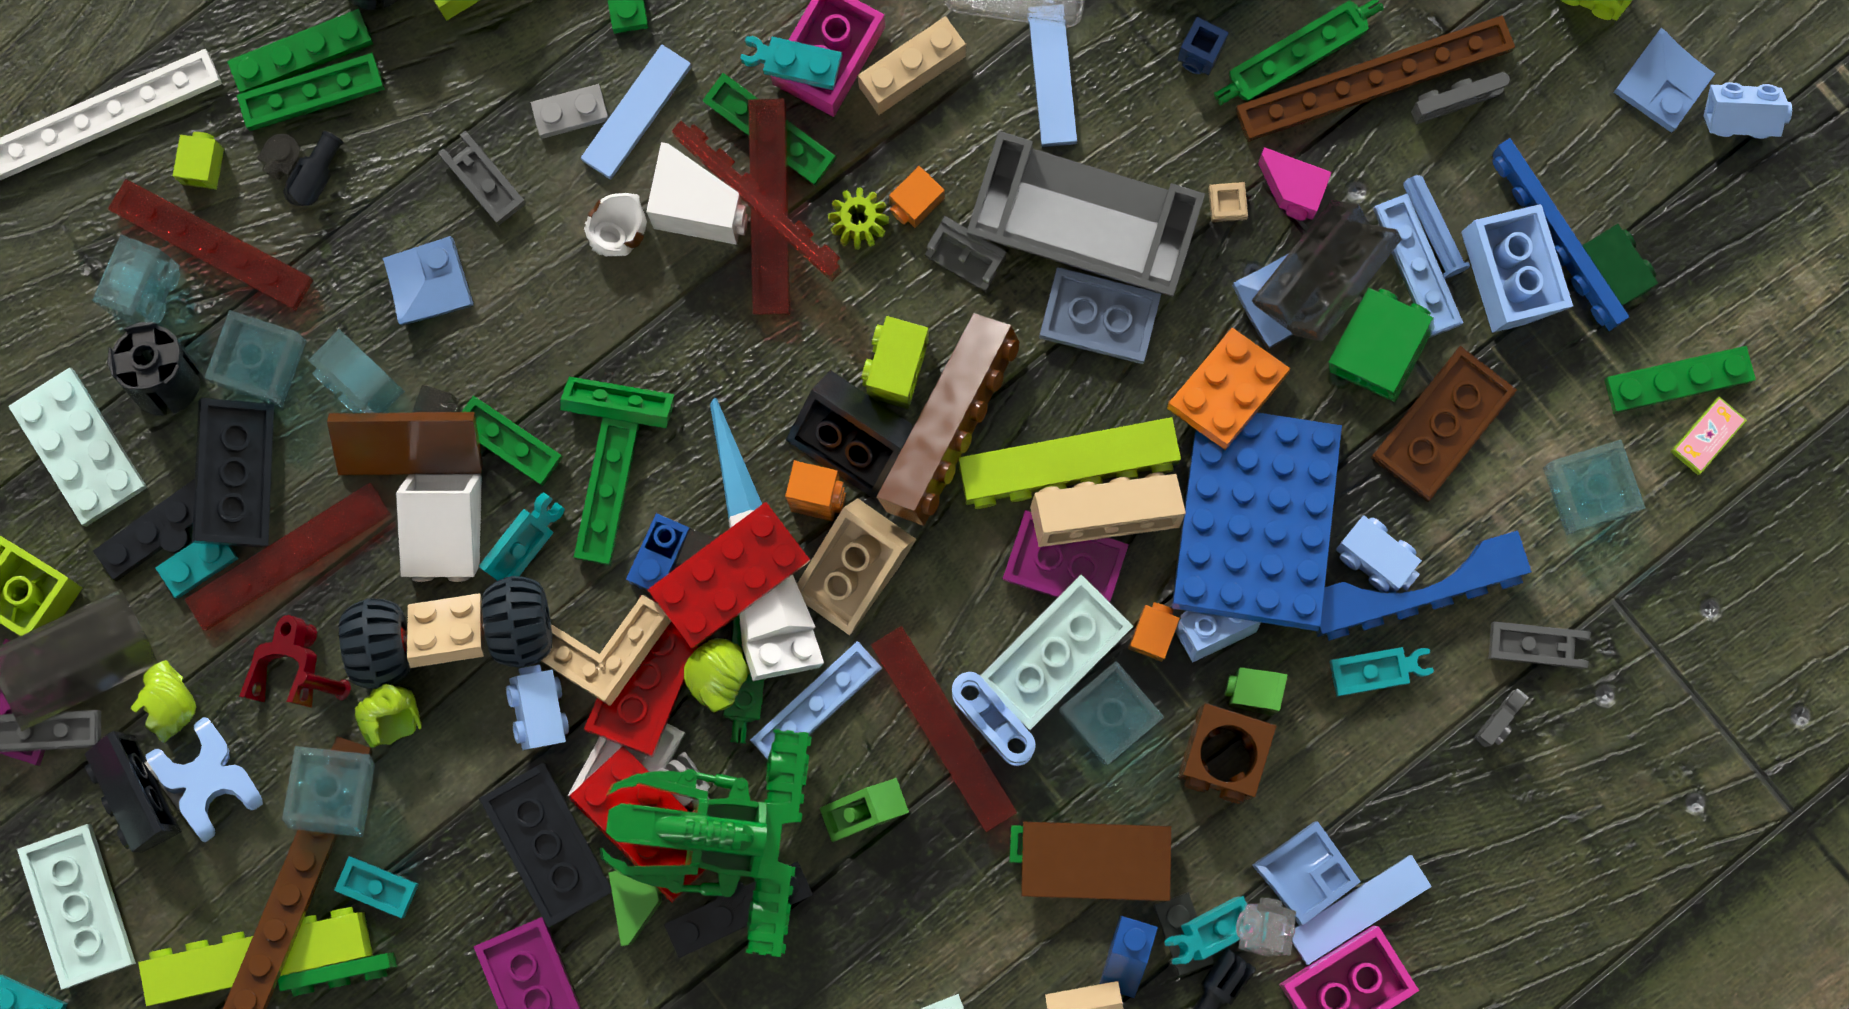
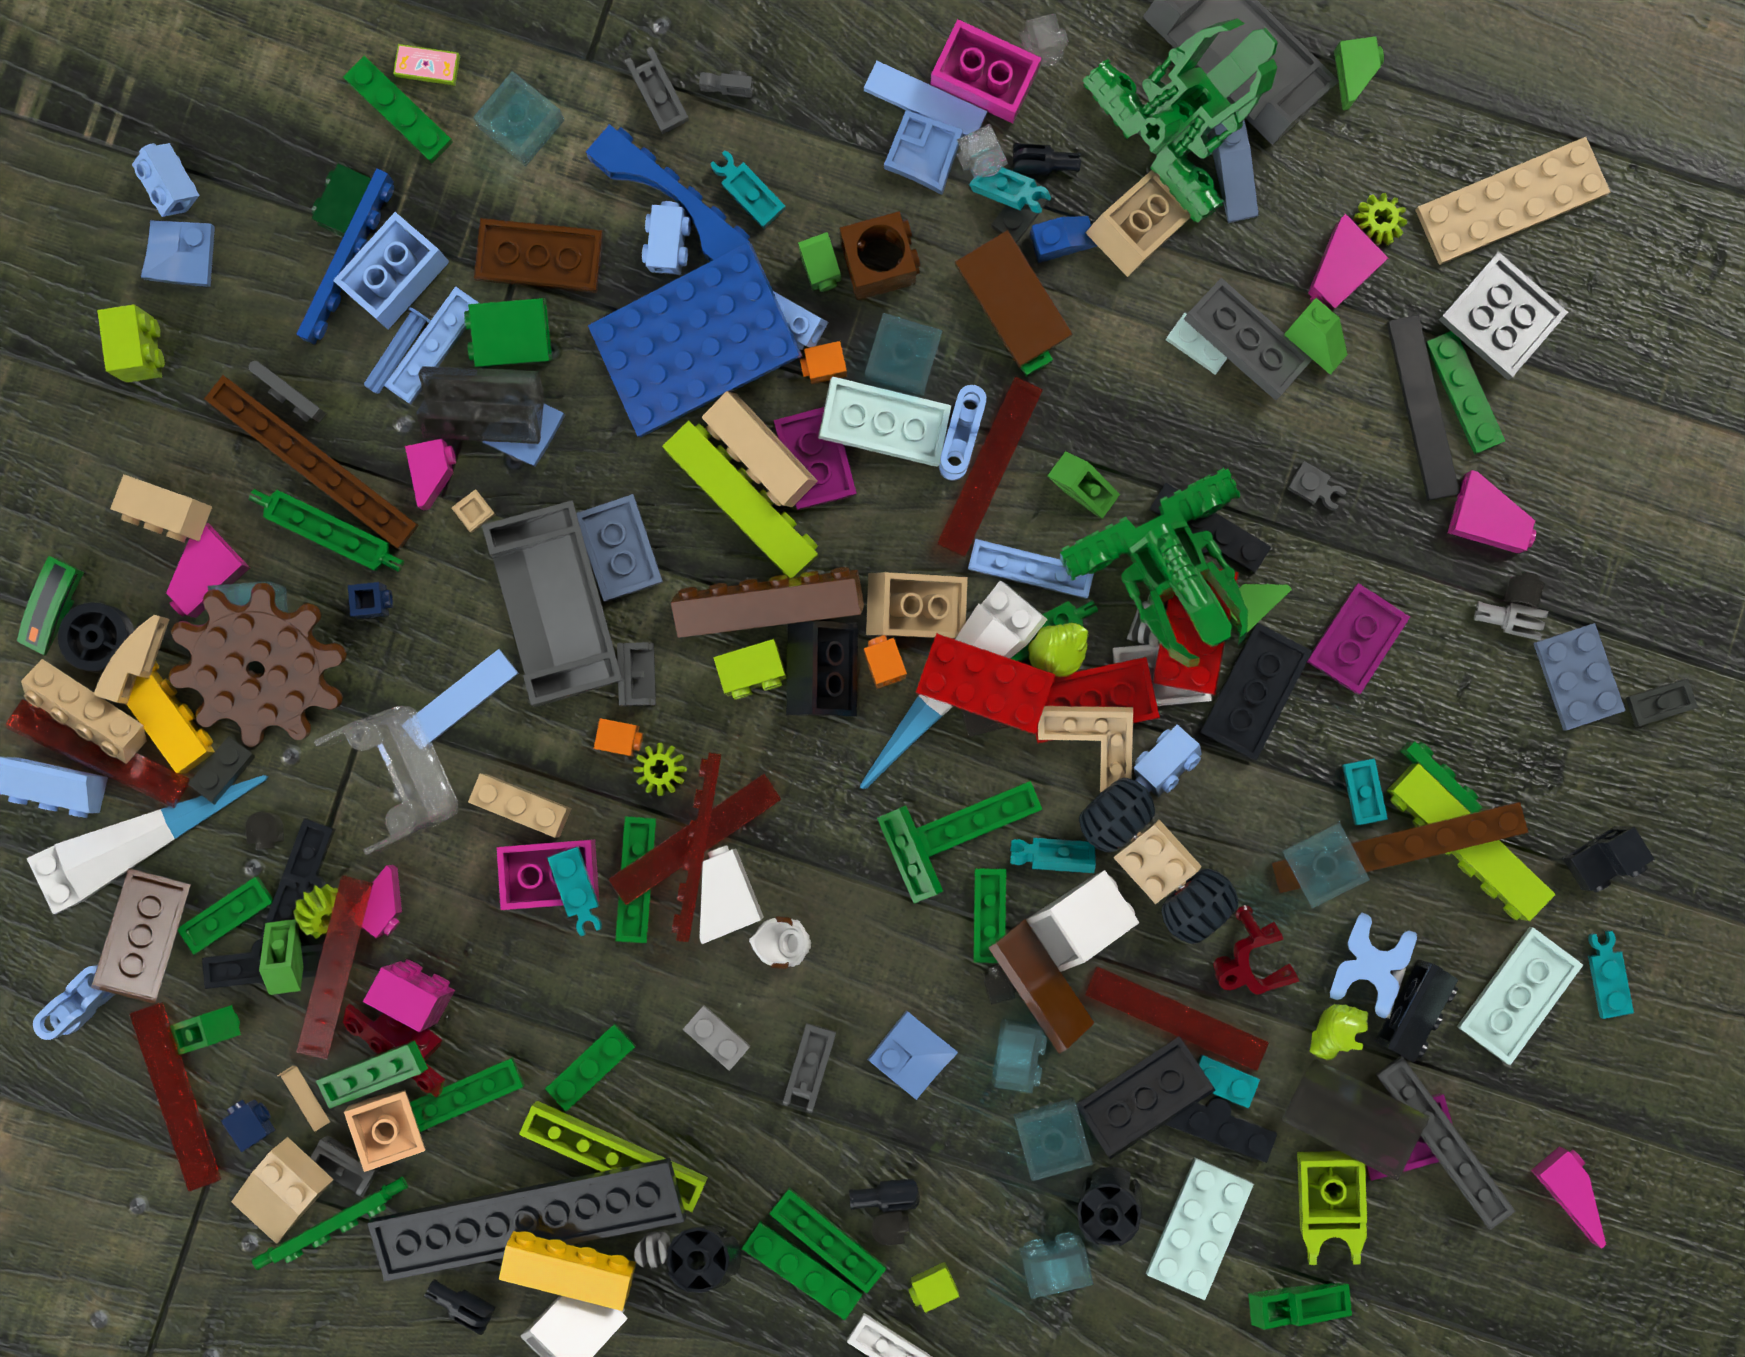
camera: 125 degrees left, 5 degrees up
(210, 244) = (989, 1235): clear red plate -> none
(387, 715) = (1242, 864): lime hair -> none
(636, 112) = (685, 987): light blue tile -> none
(658, 552) = (1001, 748): blue slope -> none
(1228, 388) = (613, 420): orange plate -> none

